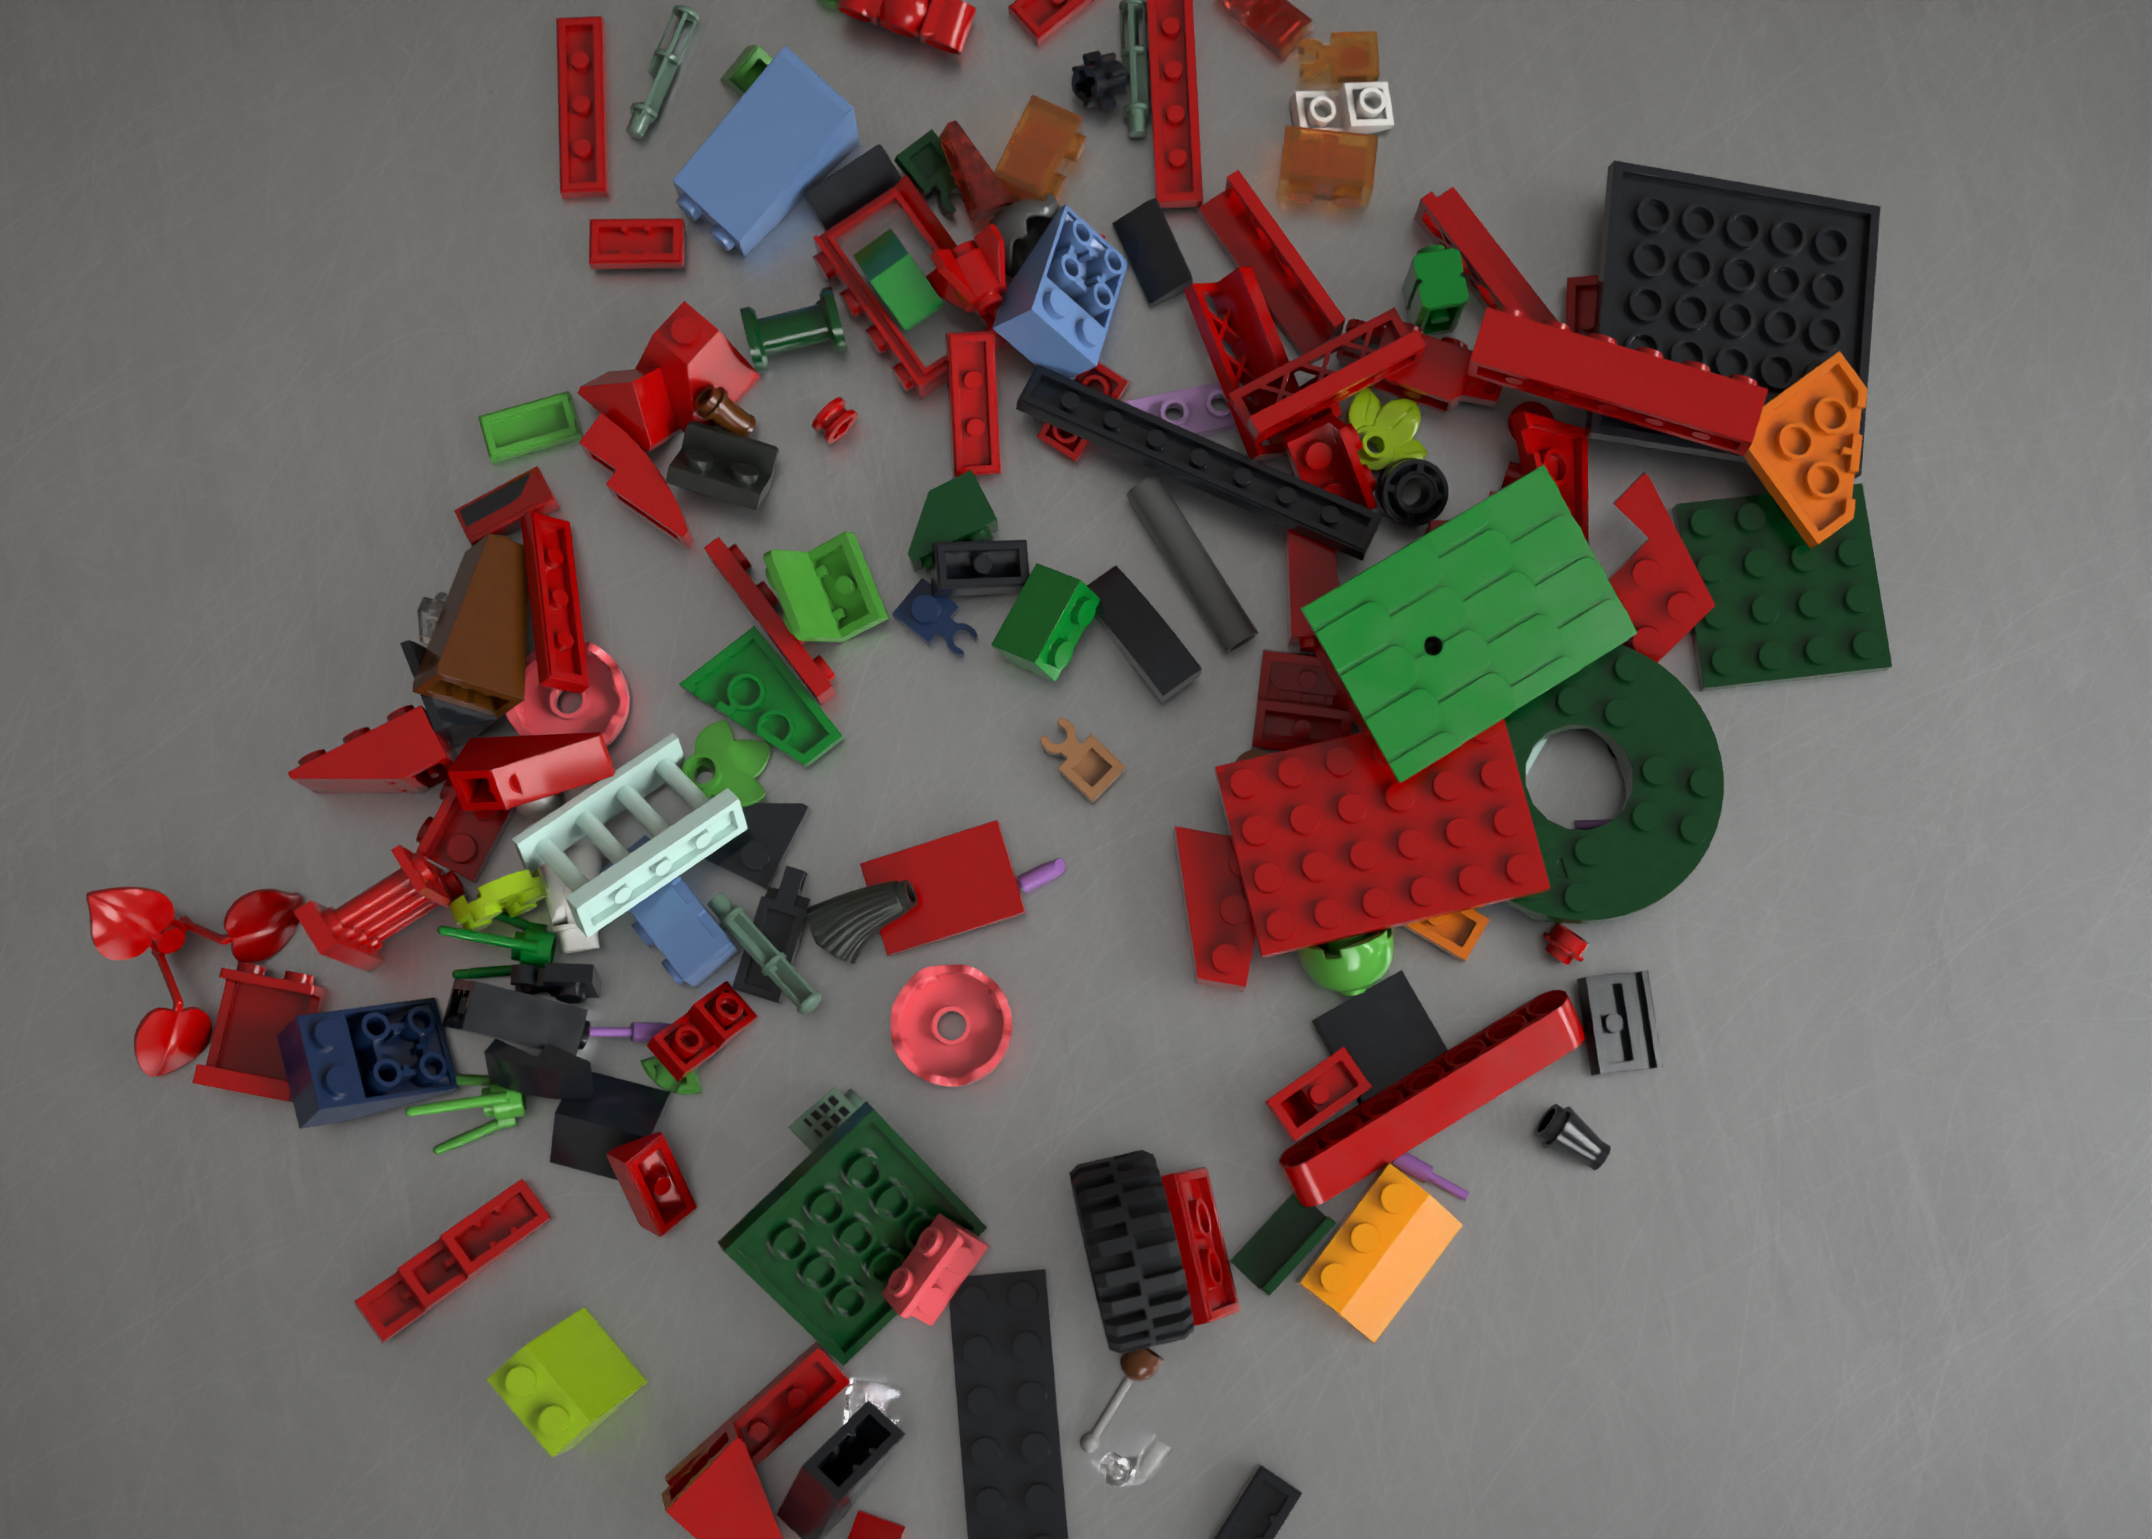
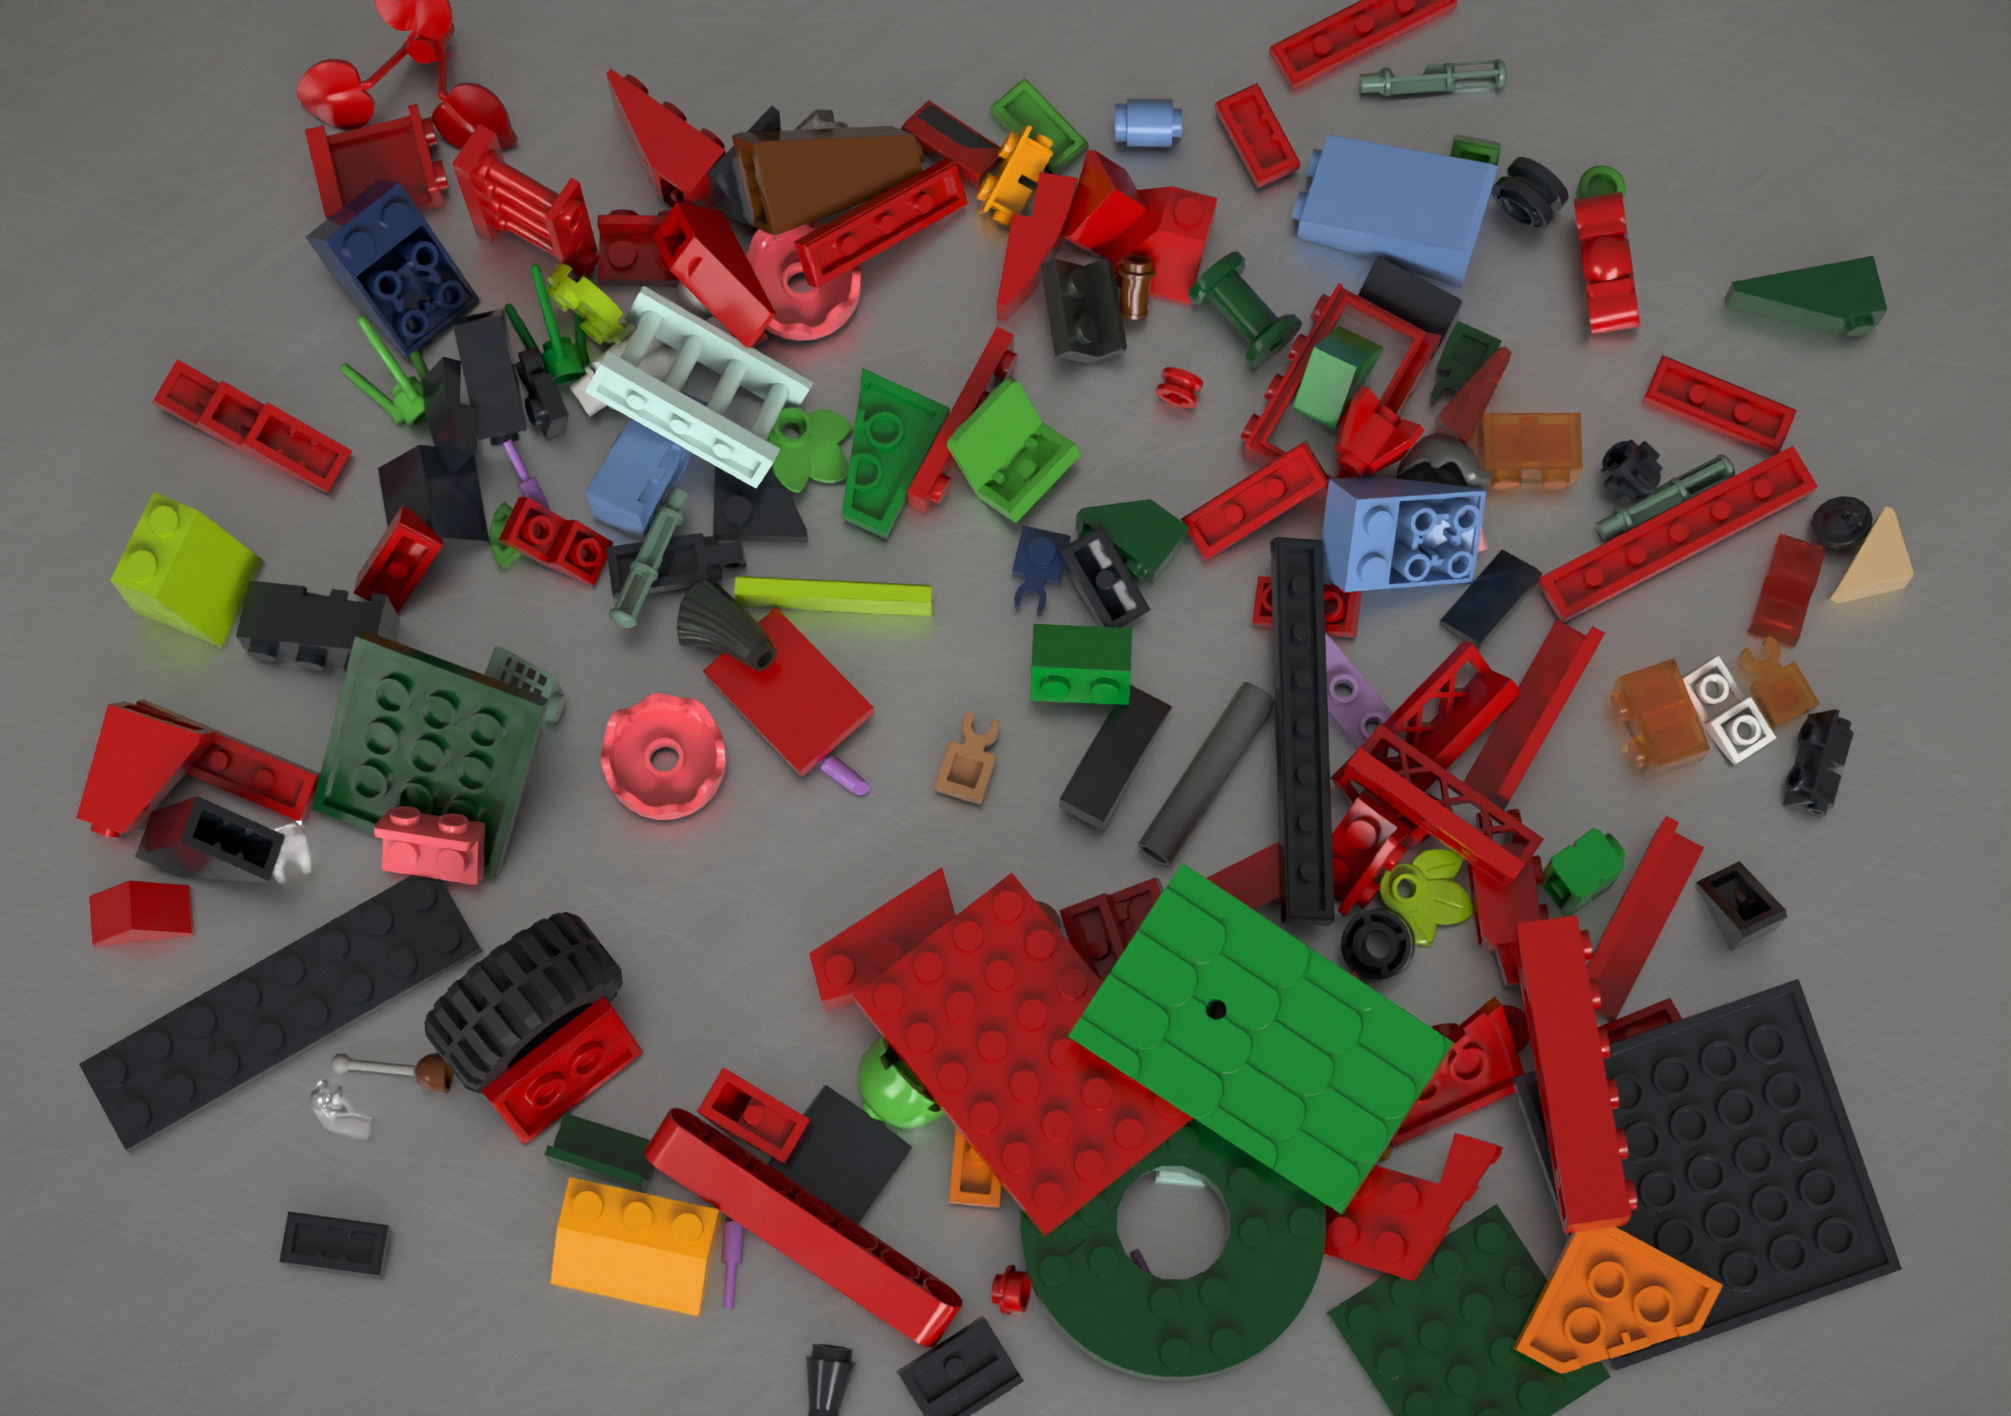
camera: 65 degrees right, 5 degrees down
(554, 456) = (1020, 158): none -> light orange hinge
(577, 330) = (1147, 122): none -> medium blue brick
(675, 1288) = (309, 625): none -> black wedge
(813, 37) = (1530, 193): none -> black wheel
(876, 807) = (834, 595): none -> lime tile
(1412, 53) = (1822, 741): none -> black hinge
(1518, 181) = (1740, 905): none -> black slope

